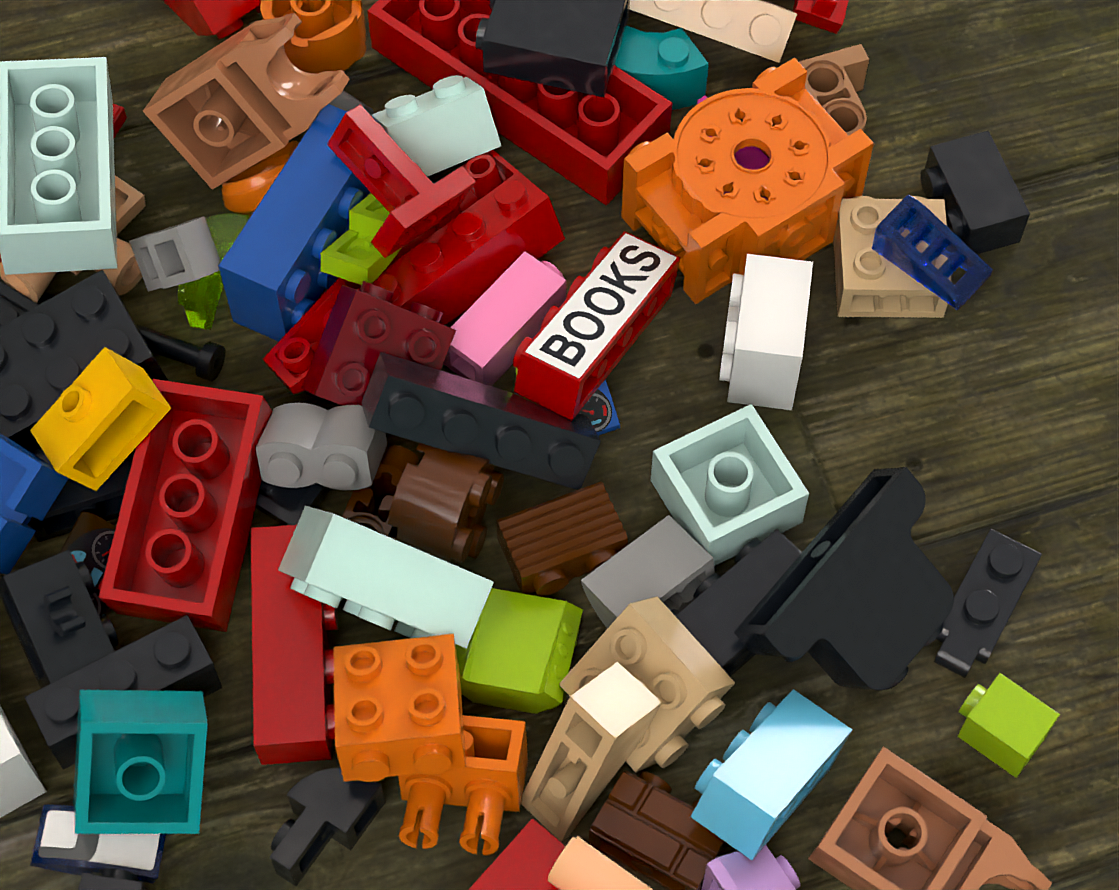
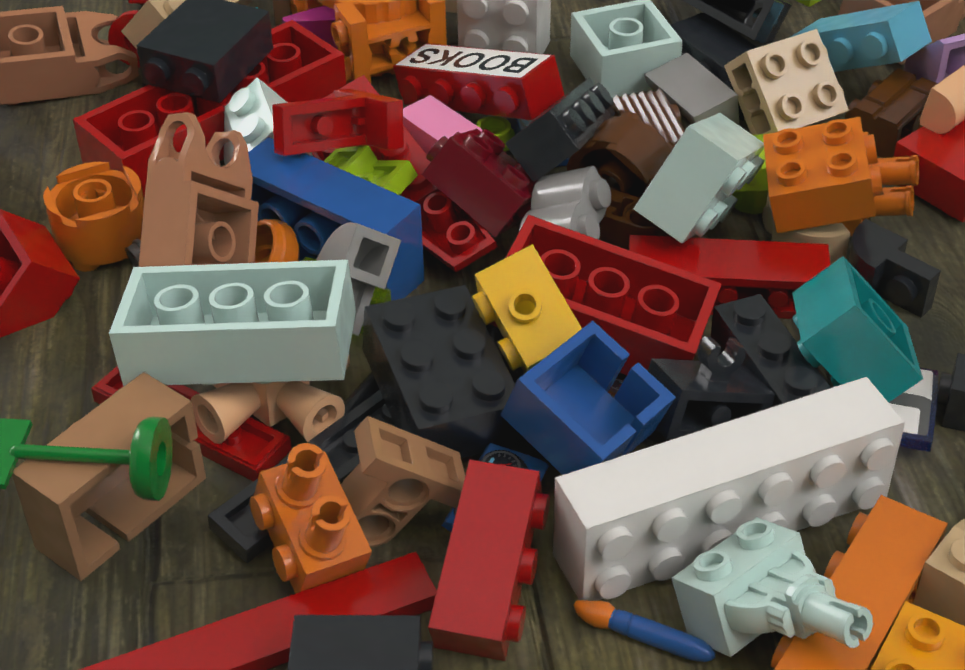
camera: 80 degrees left, 20 degrees down
(588, 748) = (843, 85): tan slope -> none

